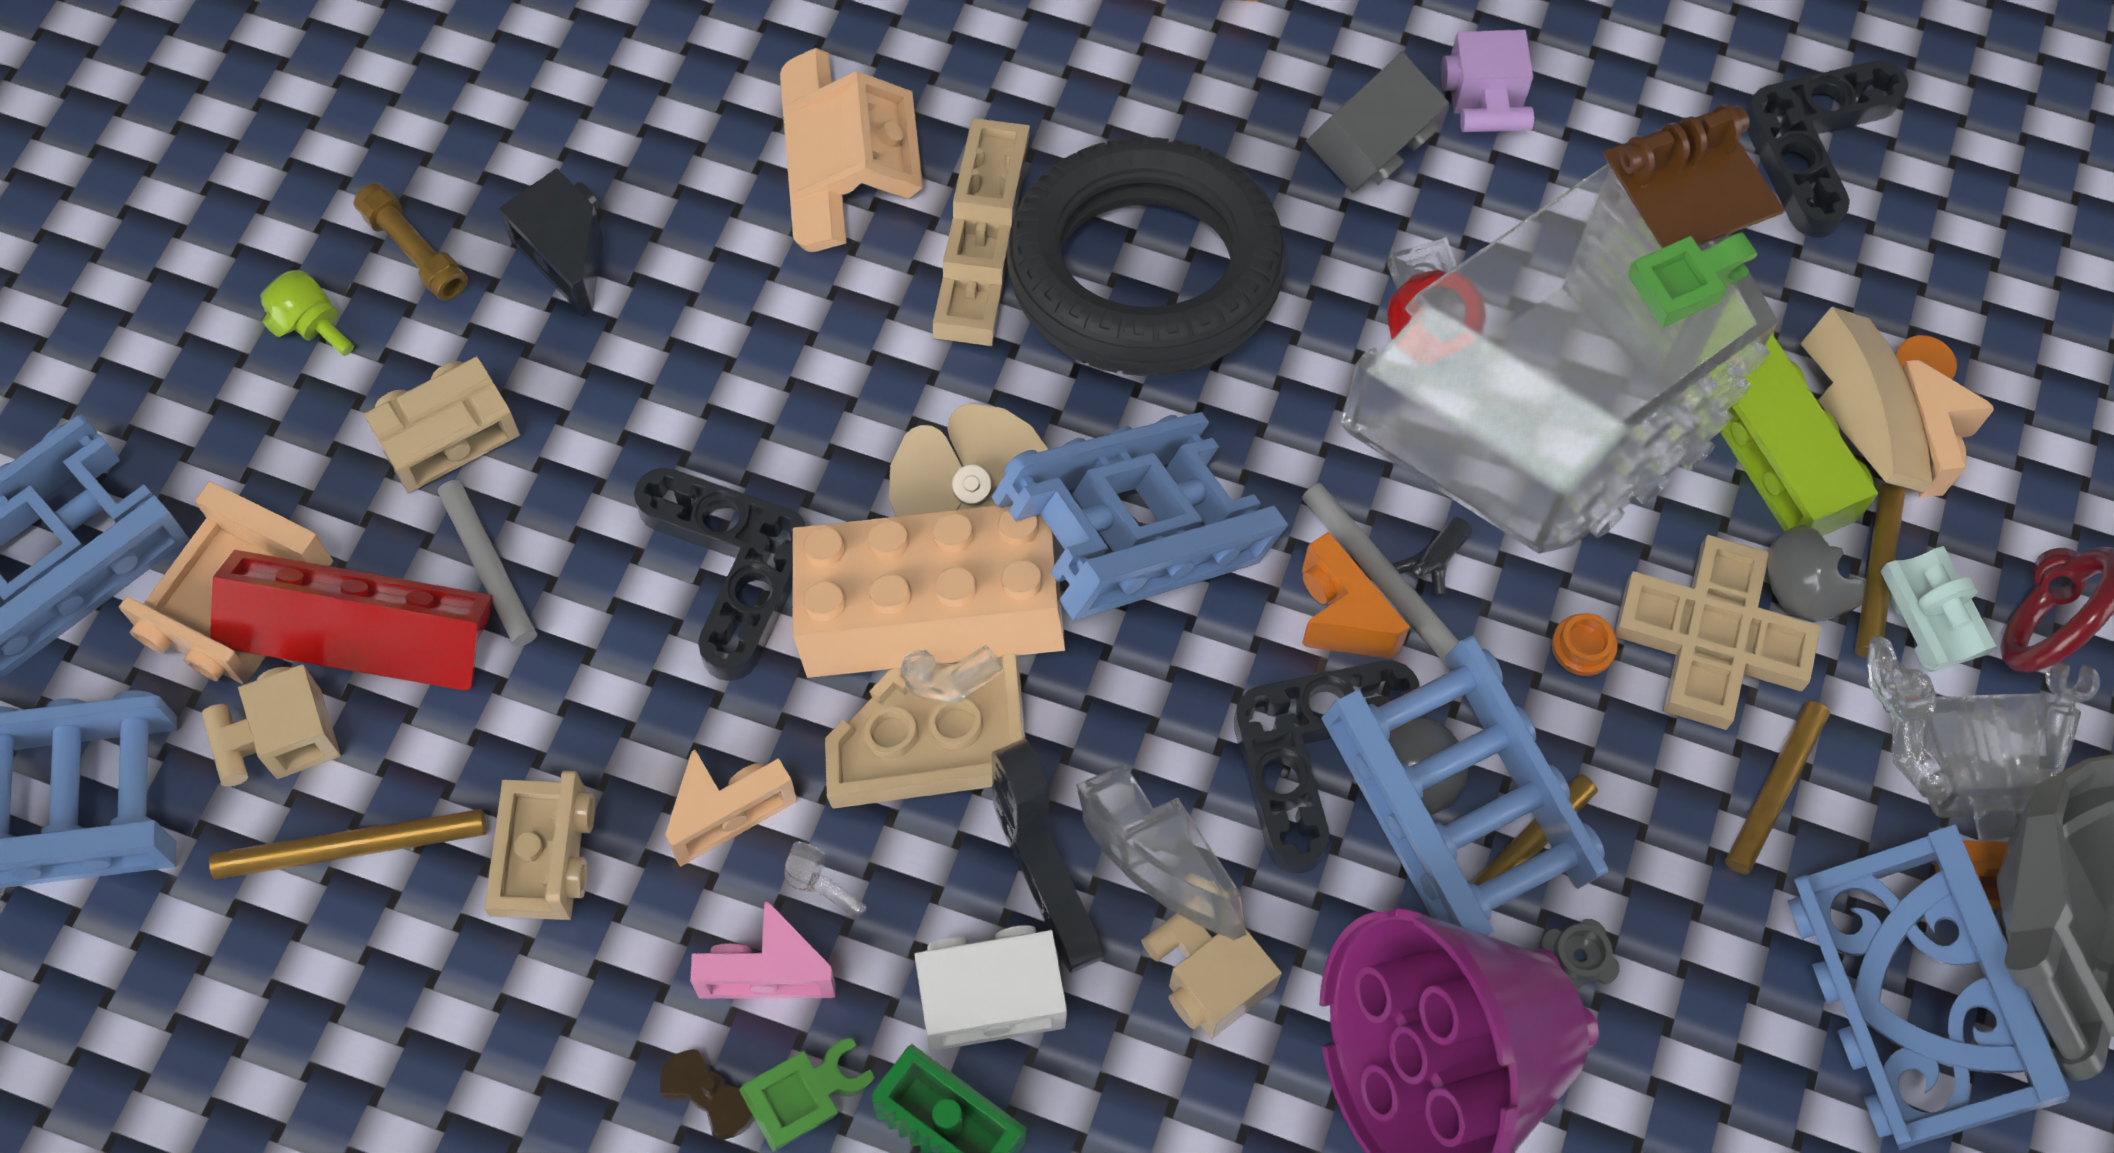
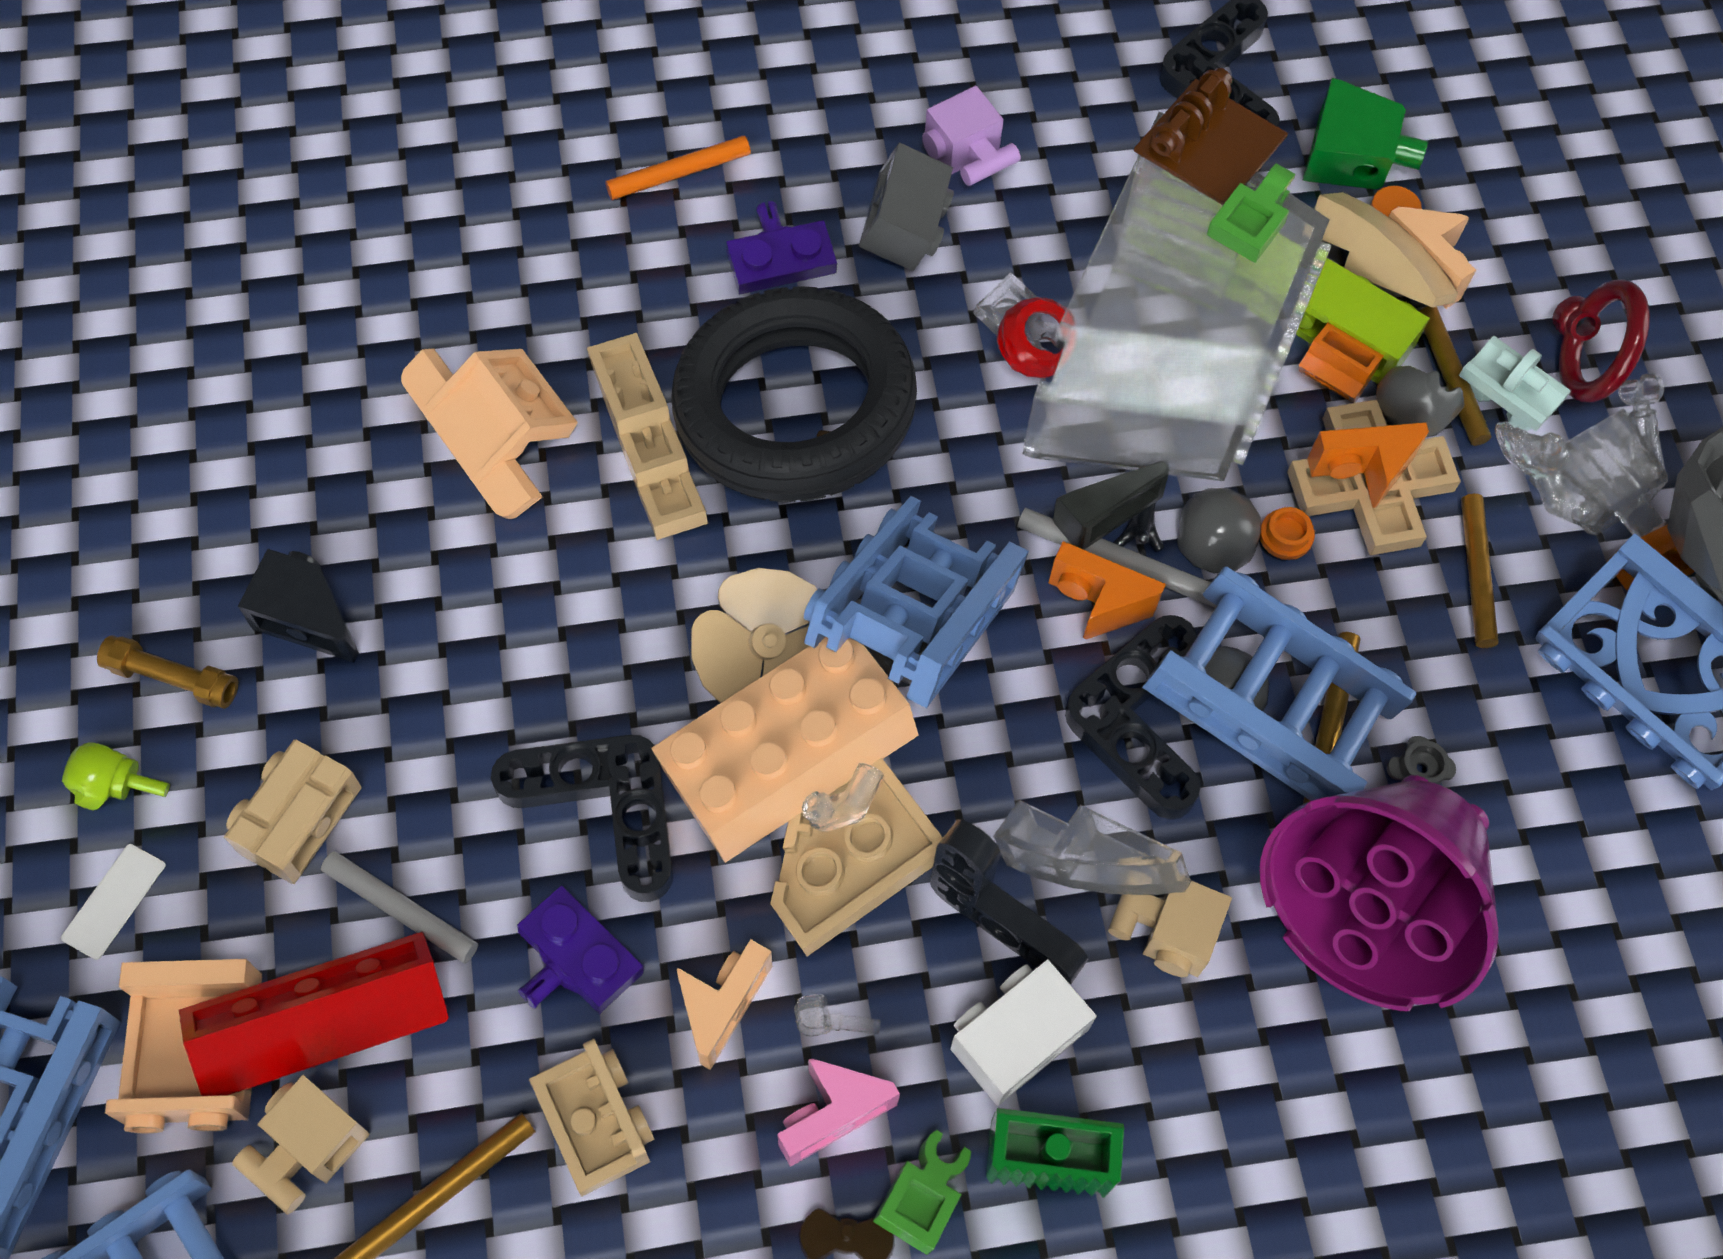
camera: 30 degrees left, 0 degrees up
(245, 427) = (113, 901): none -> white sticker
(618, 690) = (575, 954): none -> dark purple plate
(1225, 113) = (780, 253): none -> dark purple plate
(1400, 518) = (1103, 506): none -> pearl dark grey slope
(1512, 605) = (1219, 530): none -> dark grey hair
(1731, 605) = (1375, 451): none -> orange slope
(1753, 495) = (1340, 362): none -> orange piece
(1925, 271) = (1359, 139): none -> green torso

